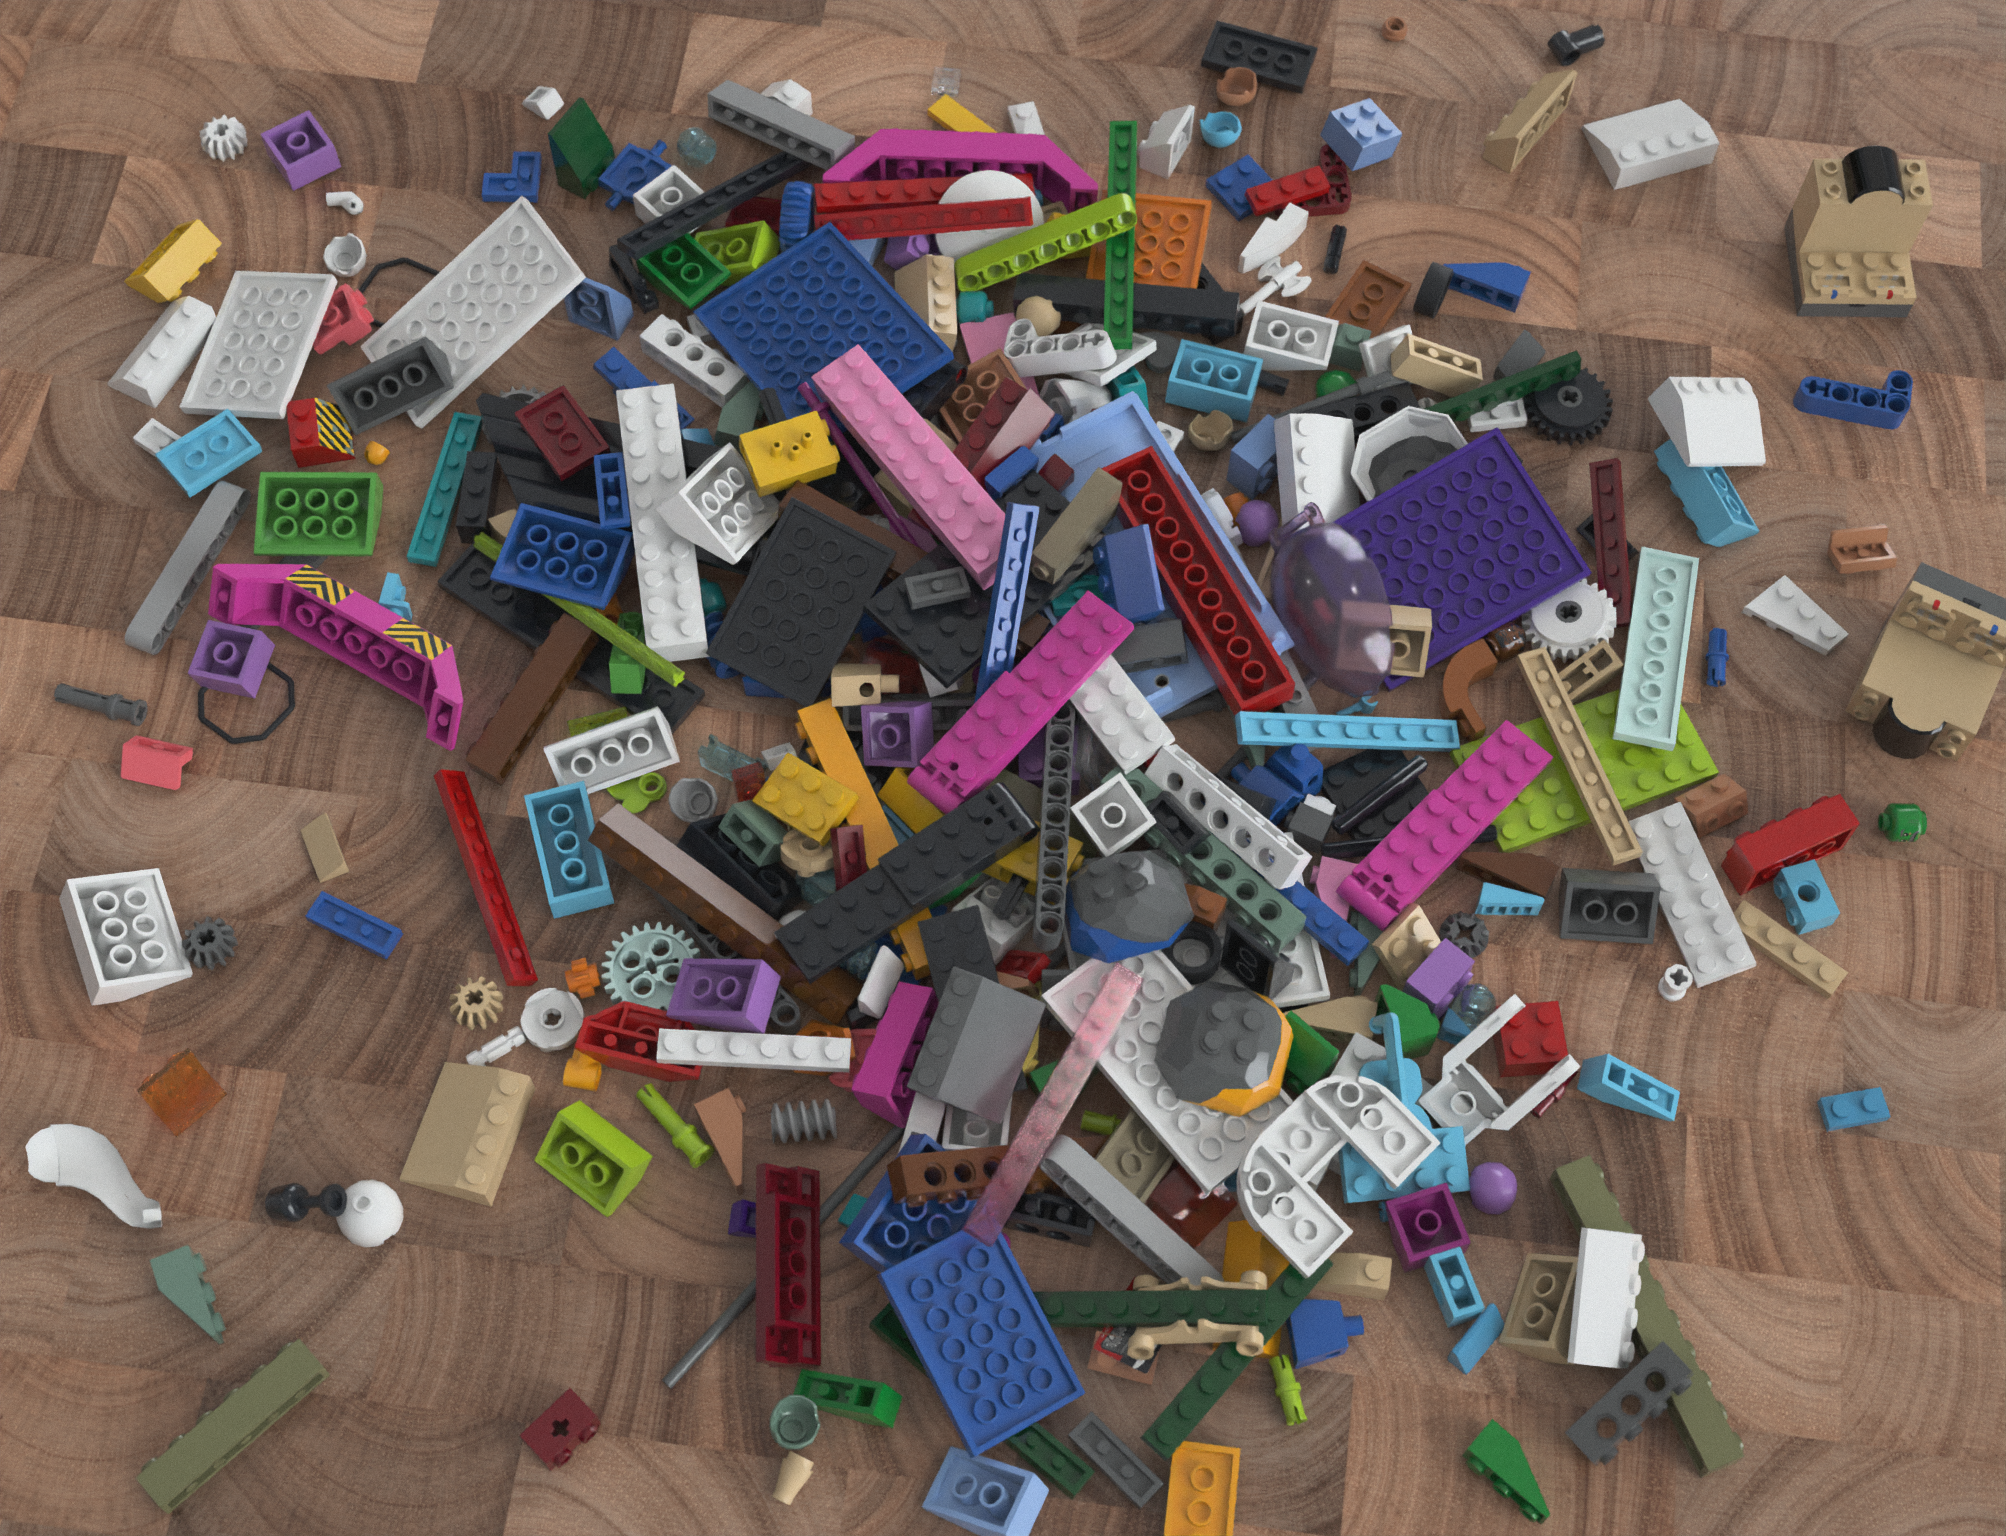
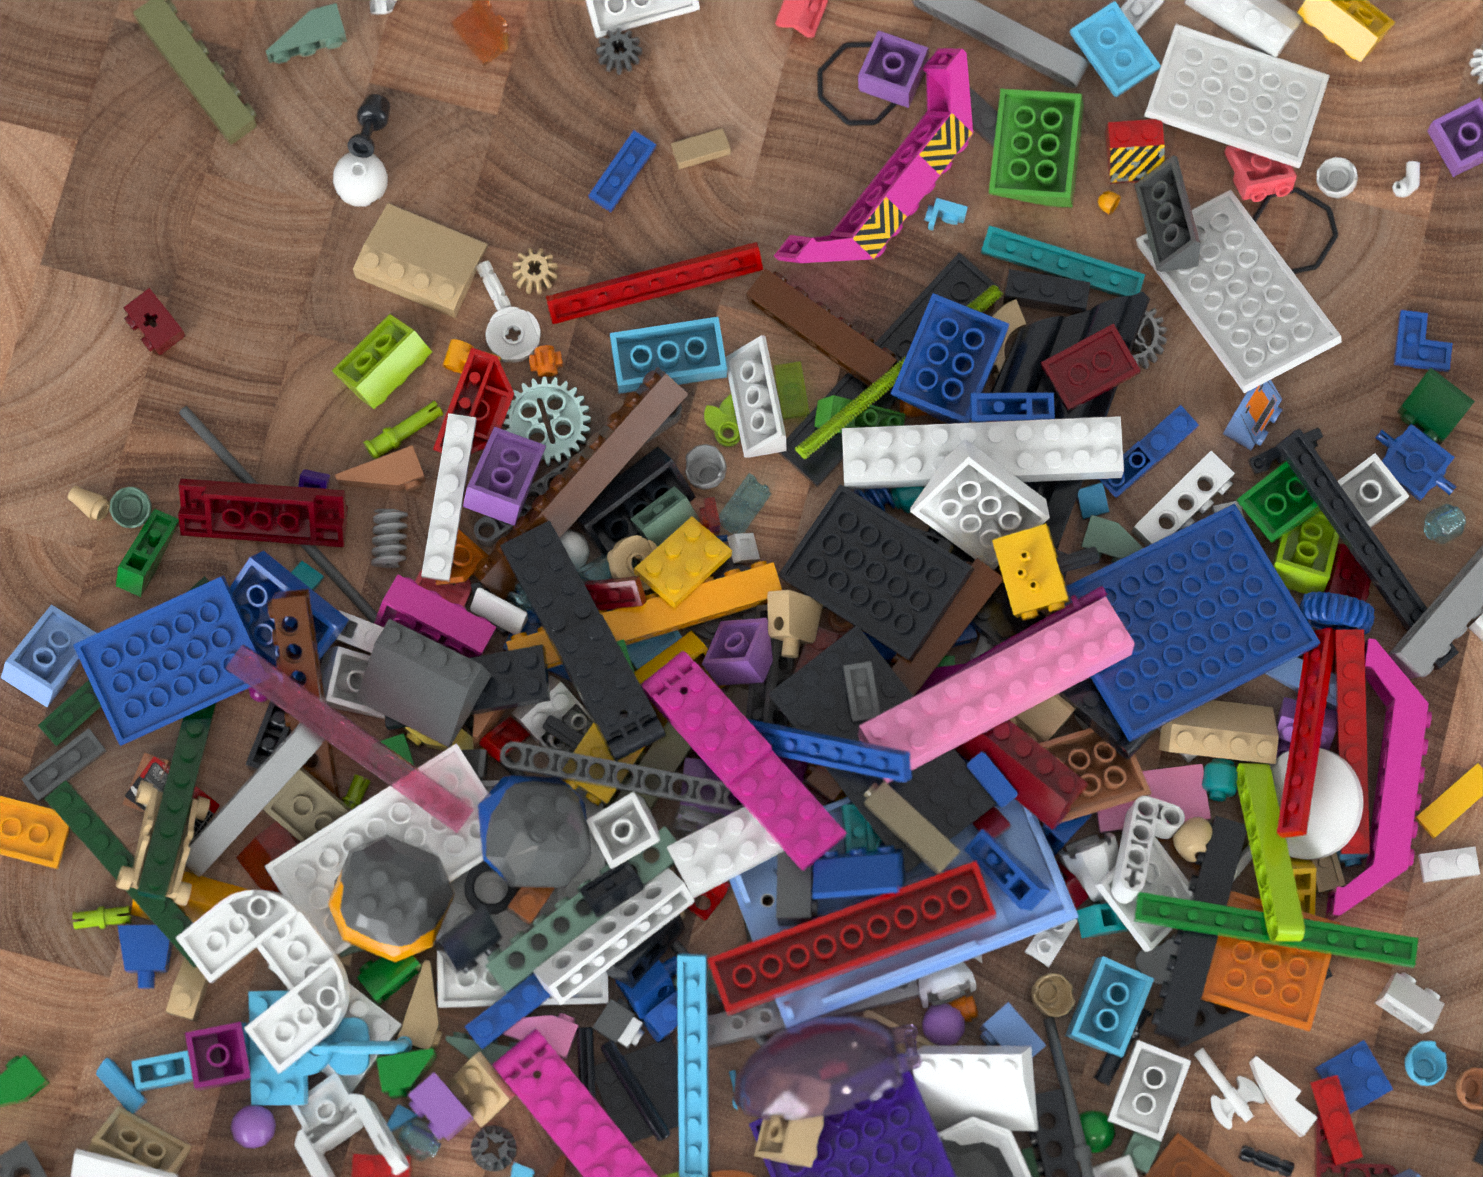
camera: 95 degrees right, 15 degrees up
(1104, 447) = (1007, 871): none -> blue slope

